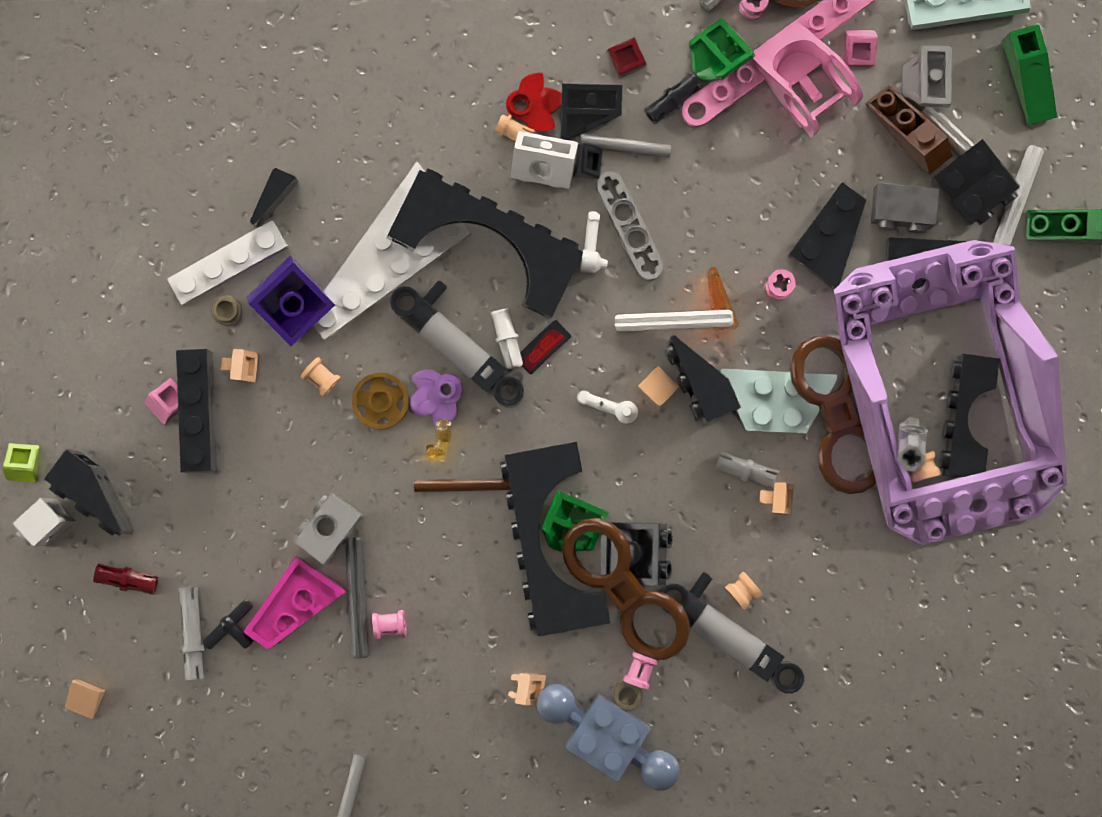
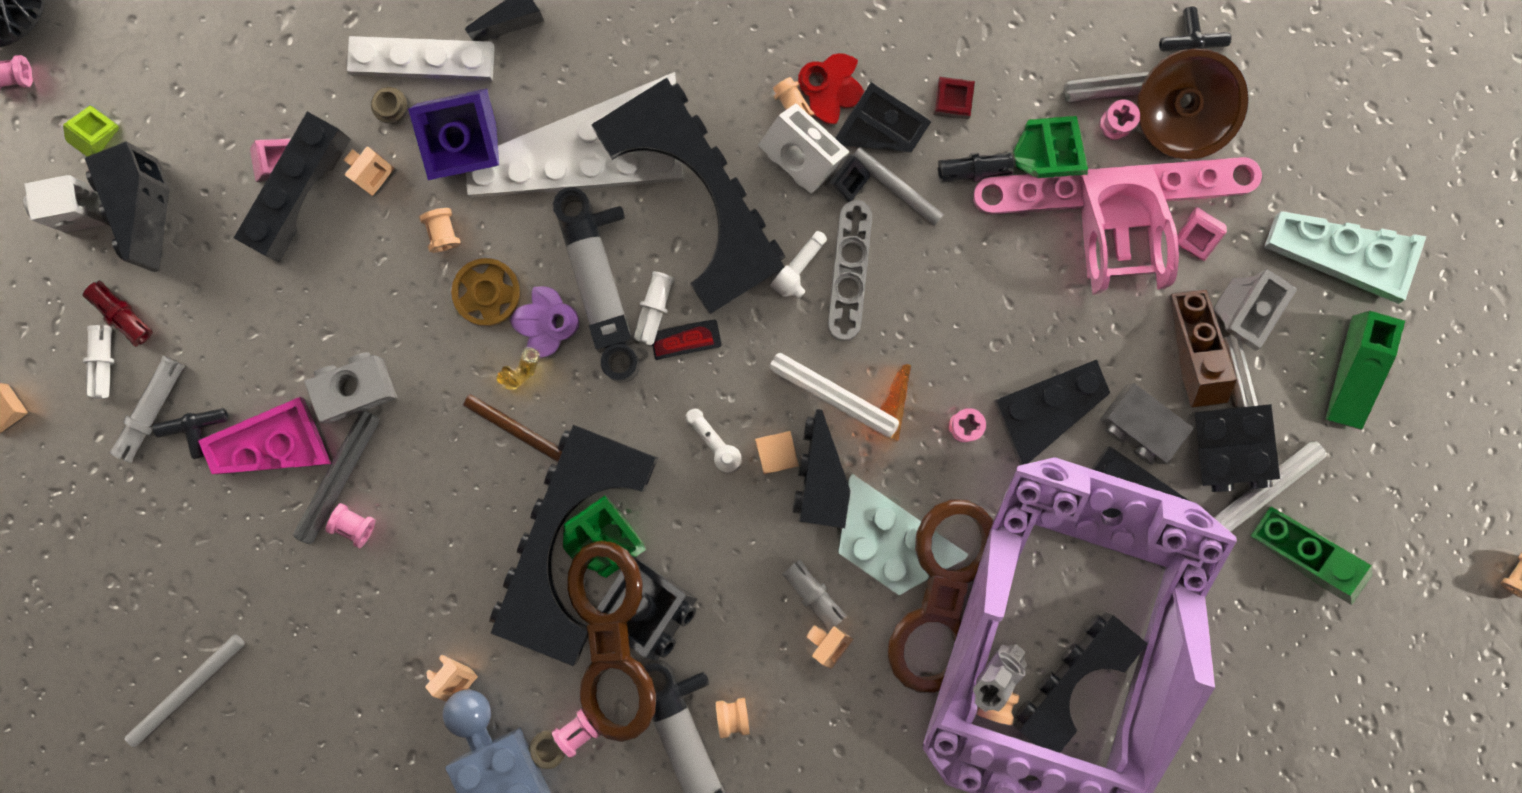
camera: 30 degrees right, 0 degrees up
(134, 621) = (98, 362): none -> white axle

